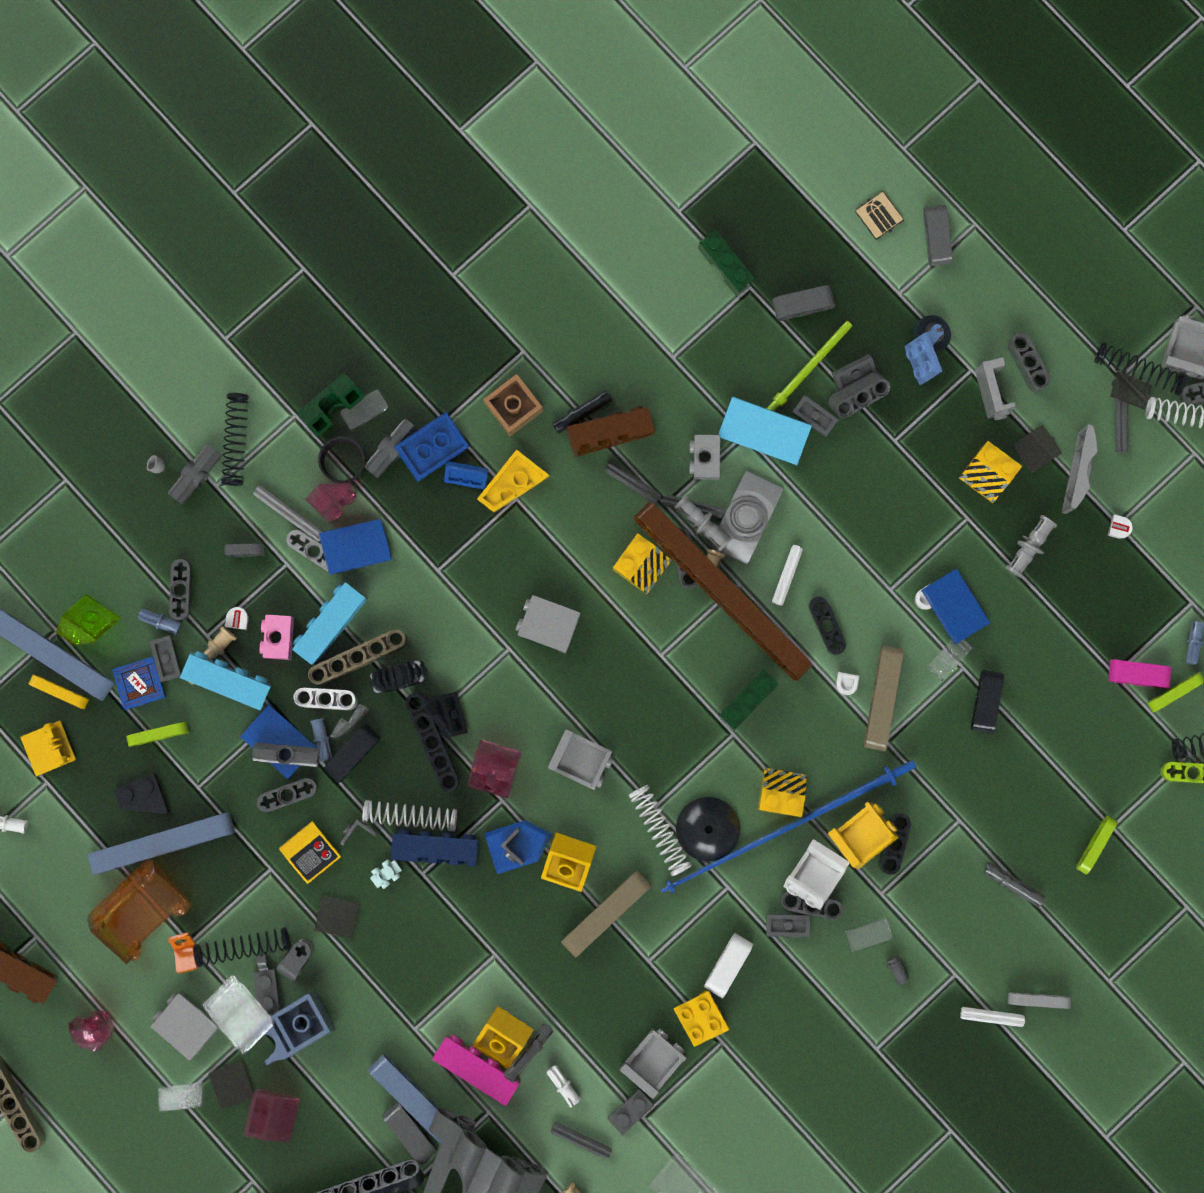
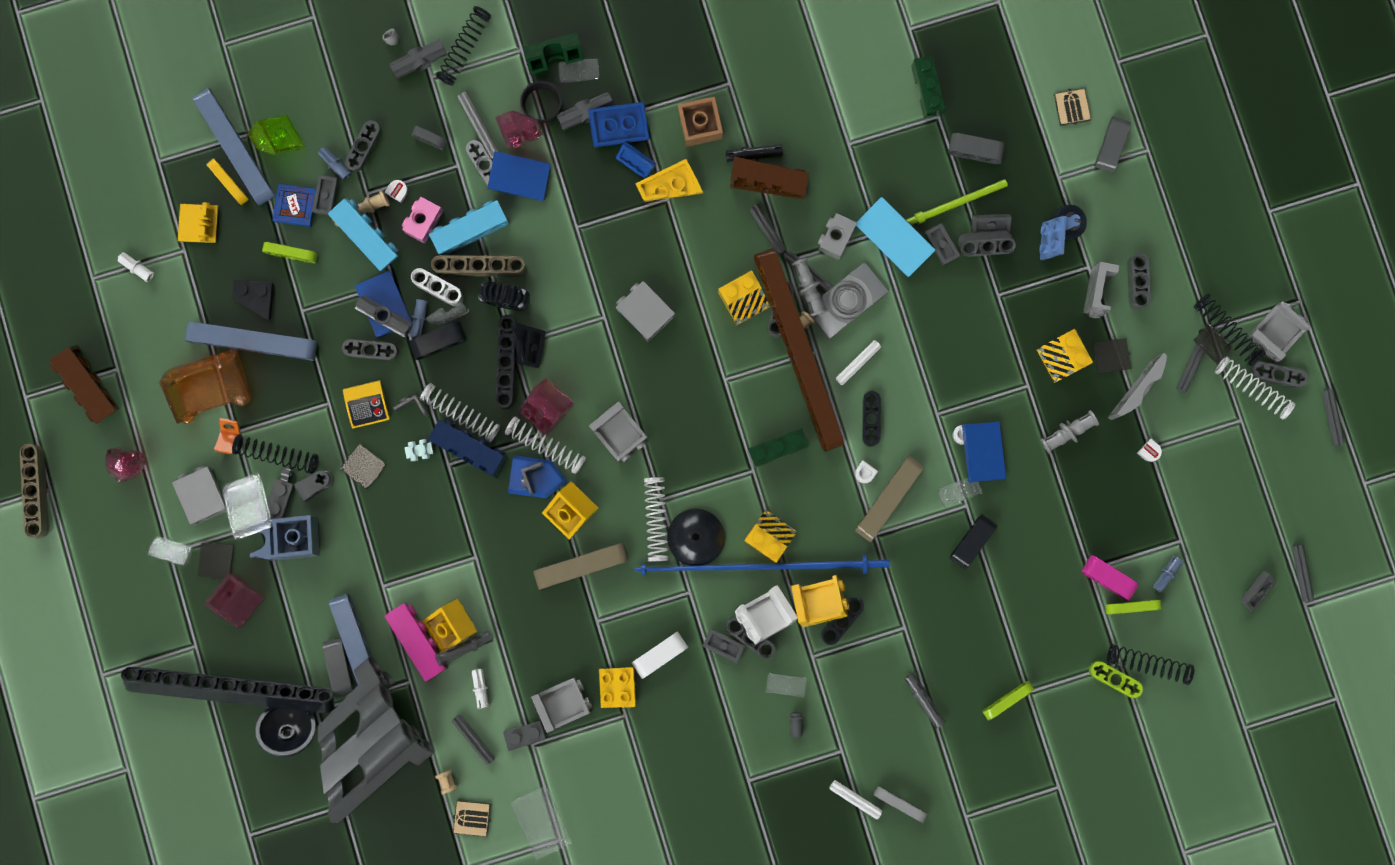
camera: 25 degrees right, 0 degrees up
(471, 799) = (512, 426): none -> white piece

